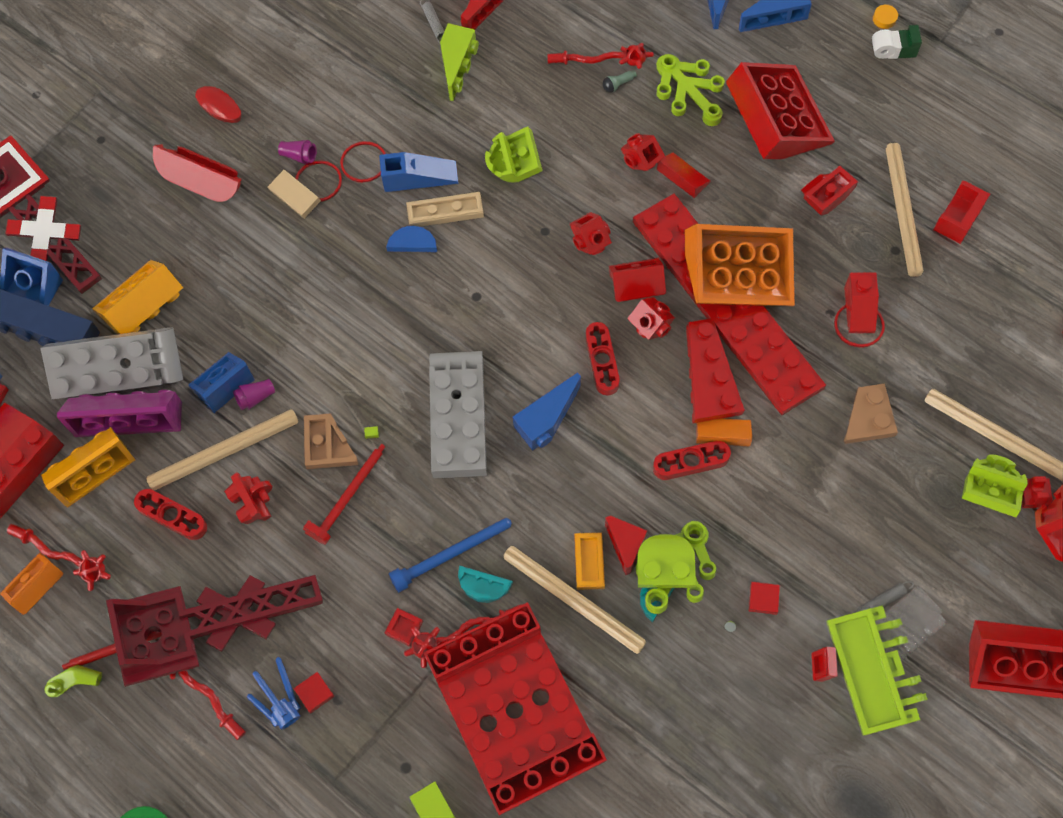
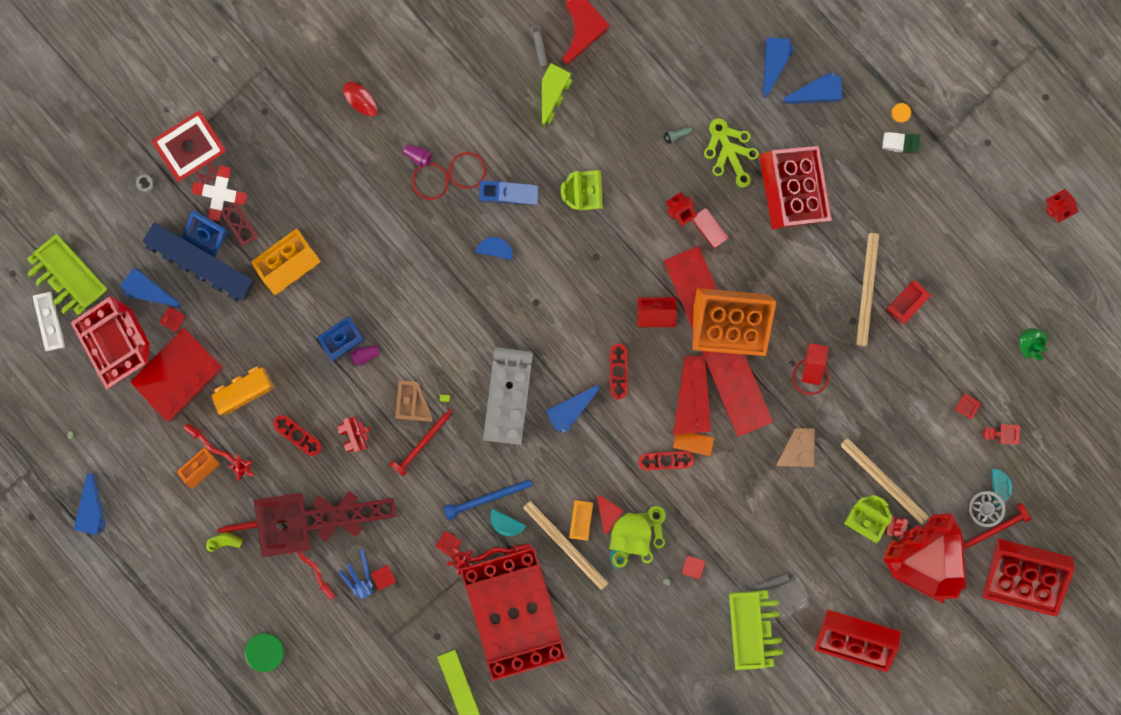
camera: 10 degrees right, 20 degrees up
(99, 363) = (265, 316): light grey hinge -> none
(123, 413) = (270, 355): magenta slope -> none
(196, 173) = (339, 161): brick -> none
(222, 450) = (338, 393): tan axle -> none
(294, 194) = (410, 192): tan tile -> none
(445, 209) = (523, 226): tan tile -> none
(591, 234) = (628, 276): red brick -> none
(632, 56) = (692, 115): red piece -> none
(651, 318) = (659, 350): red brick -> none
(824, 664) = (721, 619): red tile -> none
(829, 190) = (813, 264): red slope -> none

